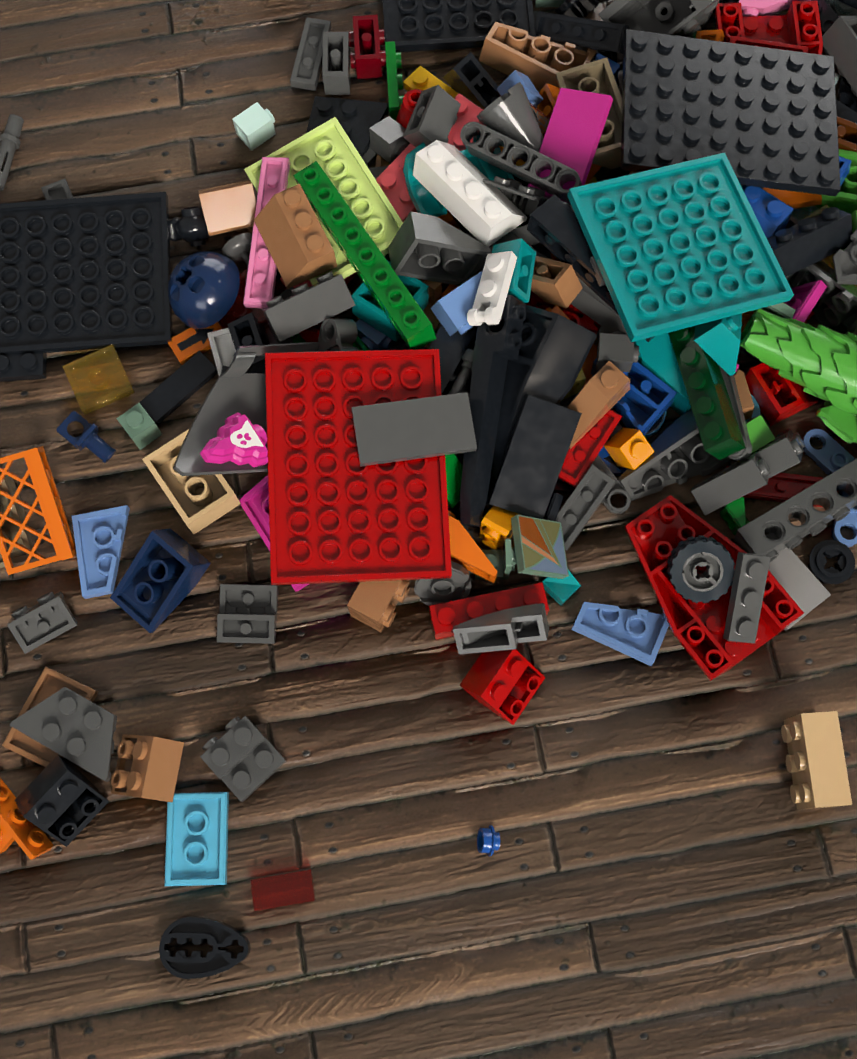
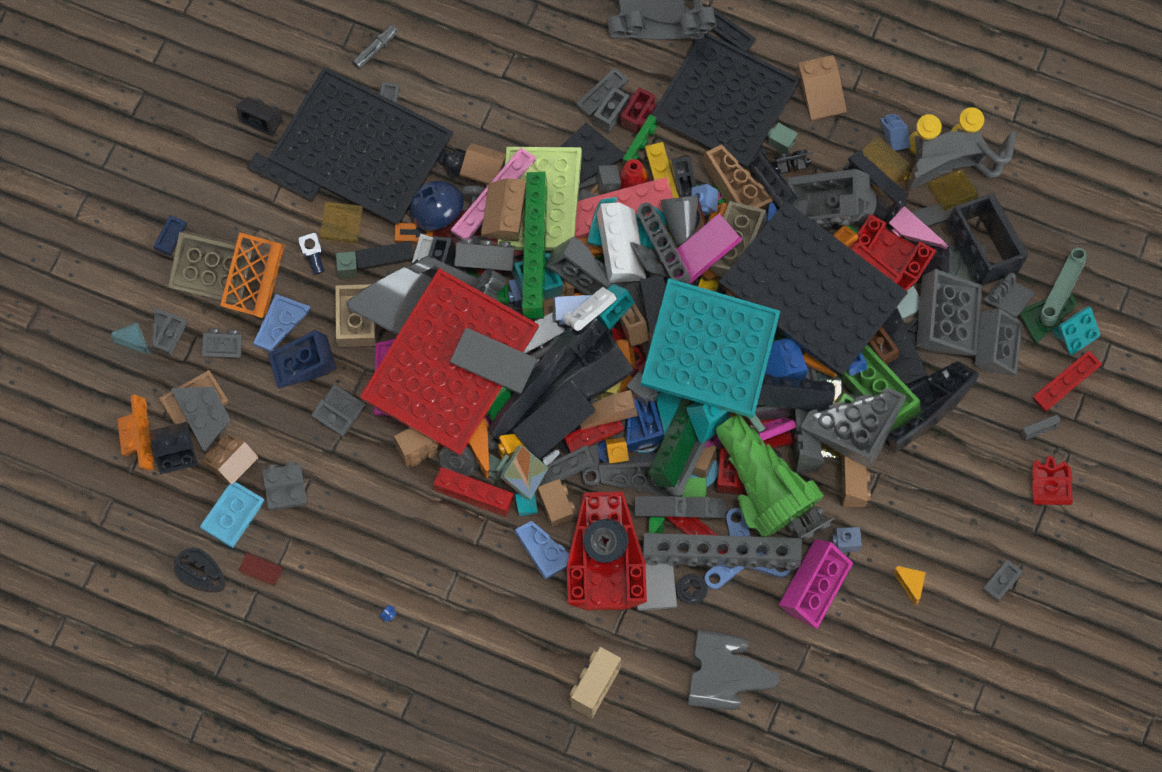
camera: 30 degrees right, 5 degrees down
(237, 442) = (390, 309): dark pink rock -> none
(254, 126) = (535, 120): light aqua brick -> none
(432, 117) = (632, 186): dark grey brick -> none
(502, 629) = (471, 503): dark grey slope -> none
(503, 682) = (455, 535): red slope -> none
(597, 559) = (555, 502): none -> medium nougat brick
(746, 597) = (618, 570): dark grey plate -> none

